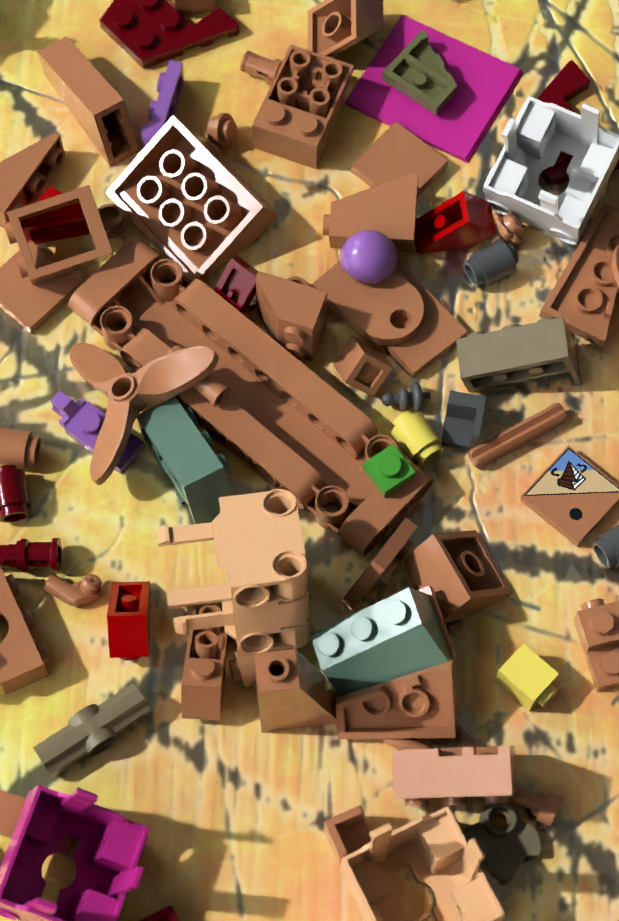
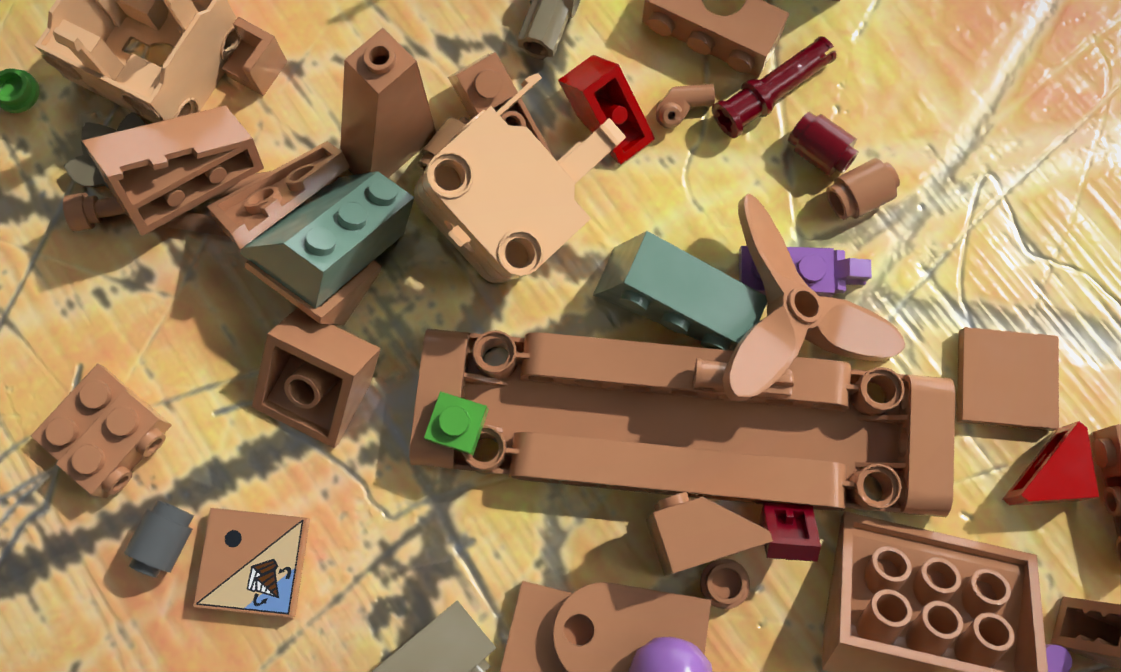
camera: 145 degrees right, 10 degrees up
(93, 220) = (1009, 477): nougat window -> none
(113, 219) = (998, 520): nougat plate -> none
(362, 366) = (583, 545): nougat panel -> none
(382, 565) = (399, 333): nougat wing -> none
(404, 397) = (511, 543): dark grey hair -> none
(416, 437) = (463, 502): light yellow brick -> none
(463, 420) = (425, 560): dark grey panel -> none
(517, 435) = (356, 591): nougat axle -> none
(527, 678) = (174, 318): light yellow brick -> none

